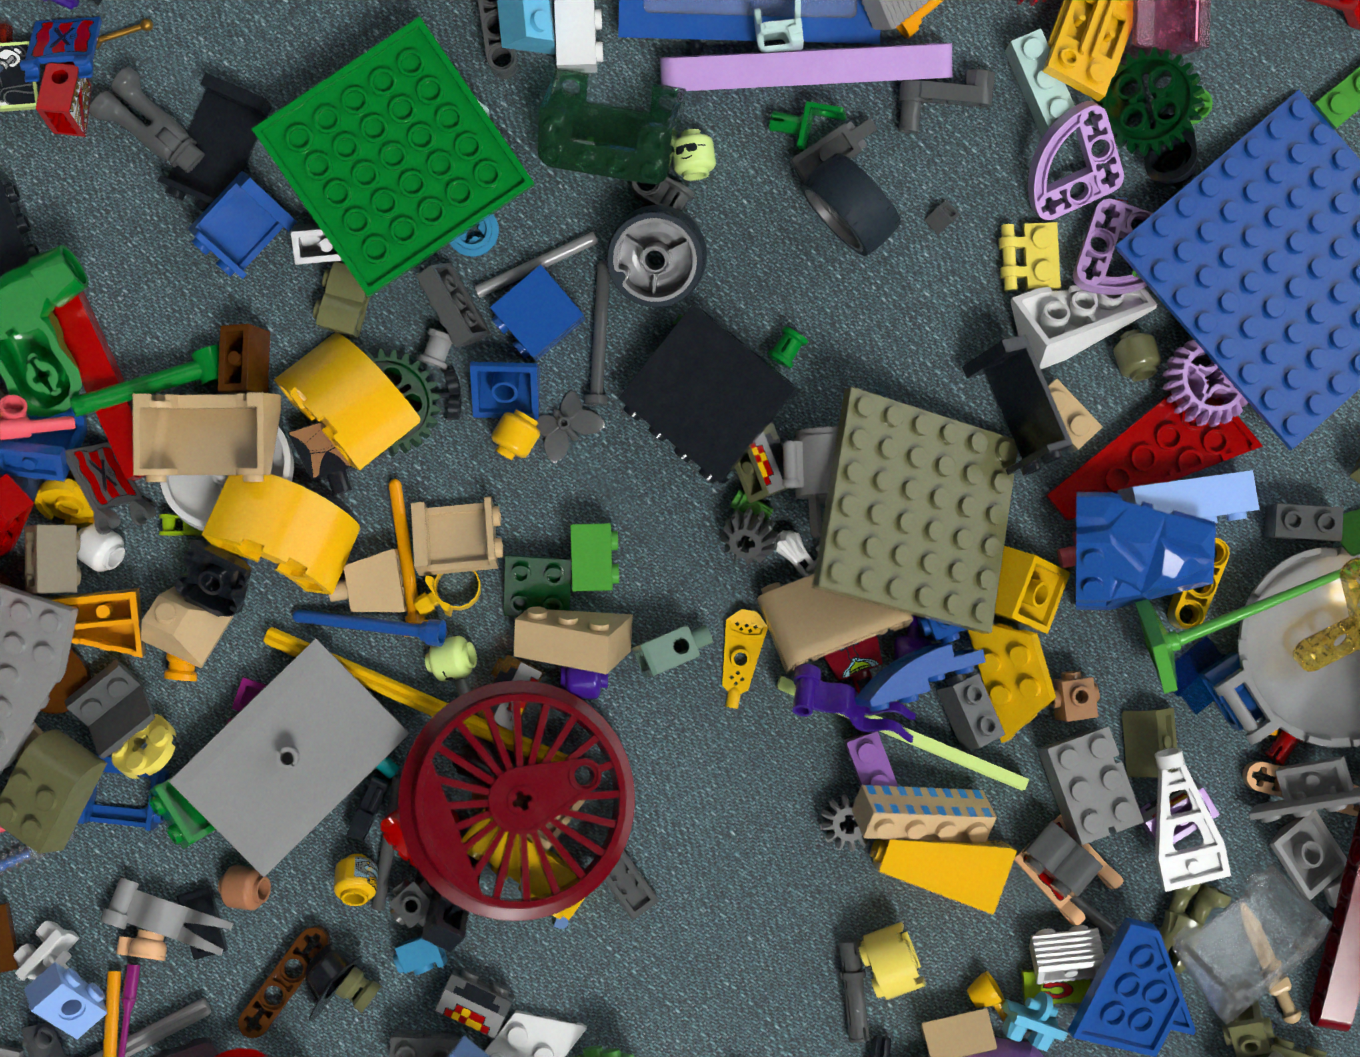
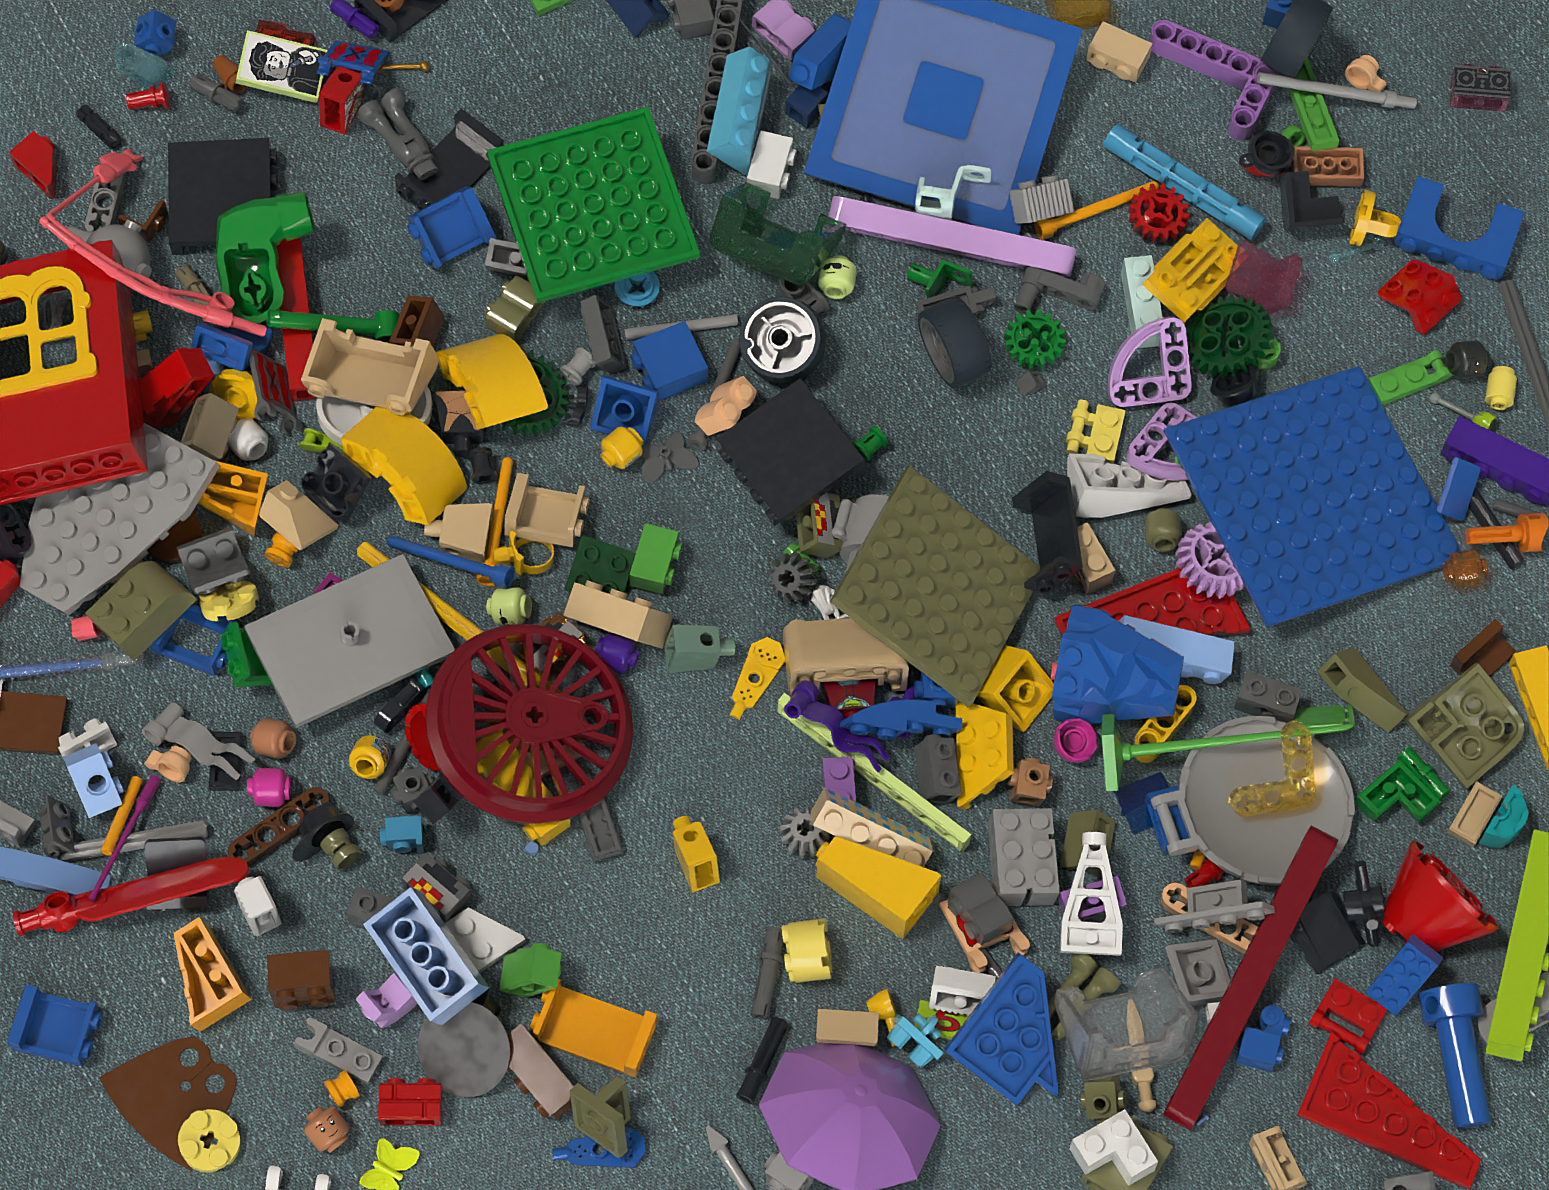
camera: 15 degrees right, 20 degrees down
(259, 945) = (269, 787): none -> dark pink head
(368, 500) = (482, 465): none -> black bush
(616, 353) = (725, 406): none -> light nougat brick
(748, 894) = (695, 854): none -> yellow torso
(916, 168) = (1032, 355): none -> green gear
(1108, 633) = (1075, 740): none -> dark pink hair

